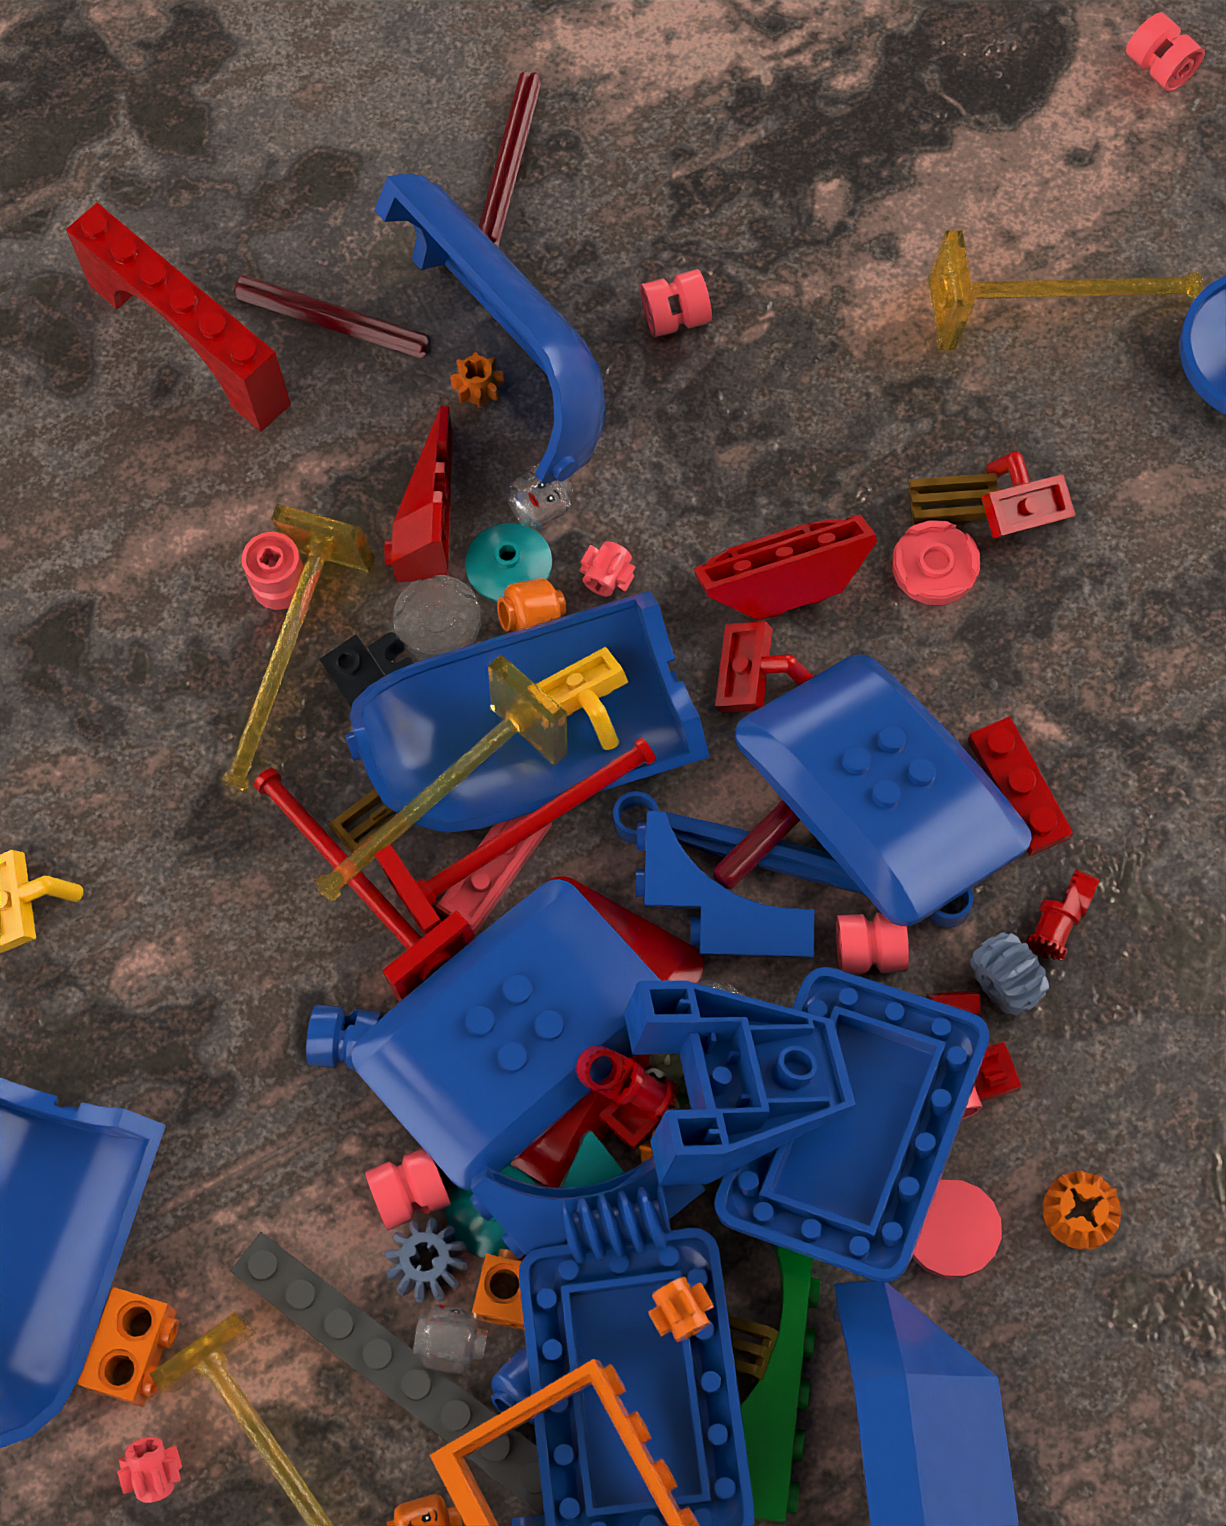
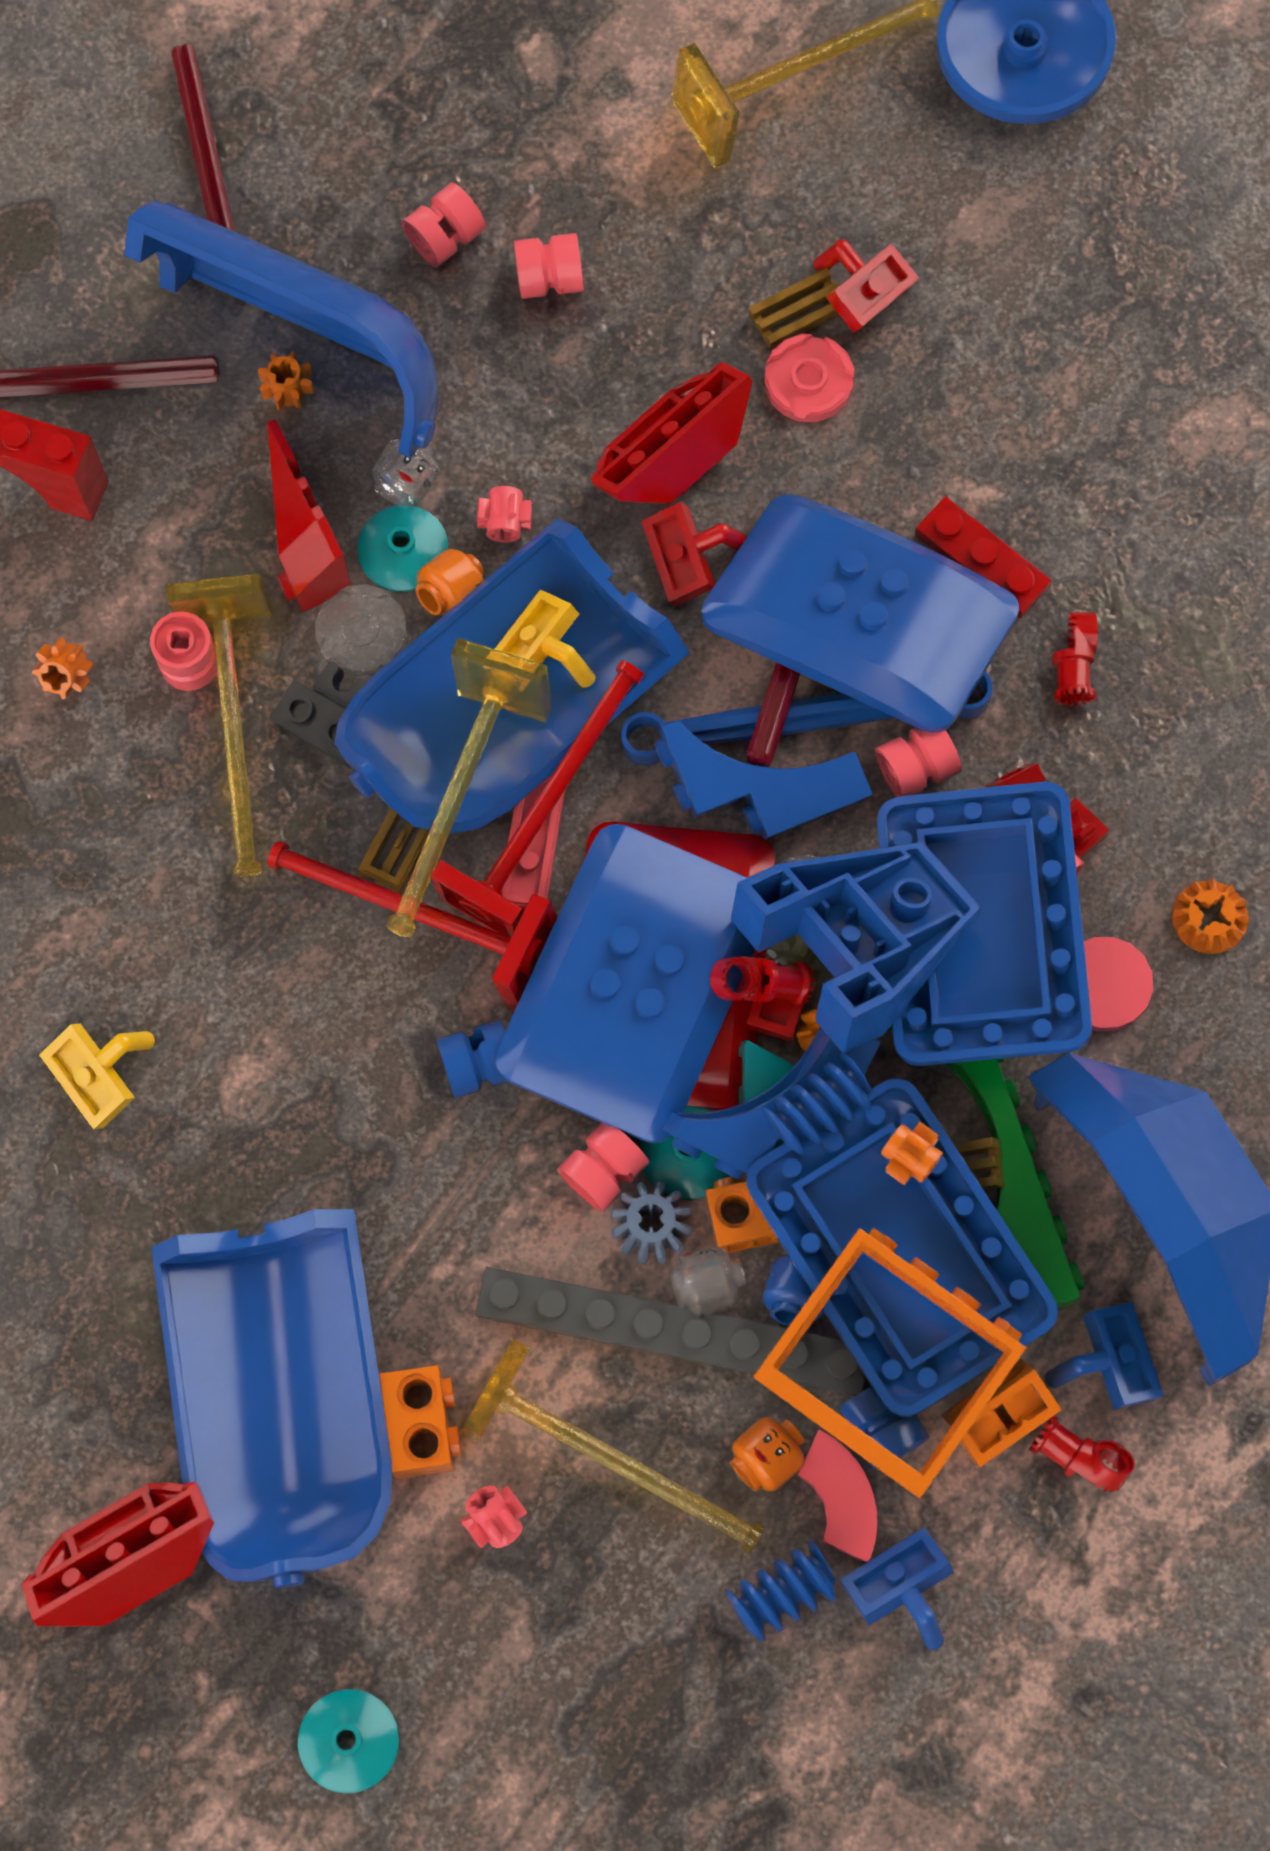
camera: 25 degrees left, 5 degrees up
(167, 542) = (62, 668): none -> orange gear
(749, 373) = (548, 266): none -> coral wheel
(1009, 973) = (1054, 733): sand blue gear -> none

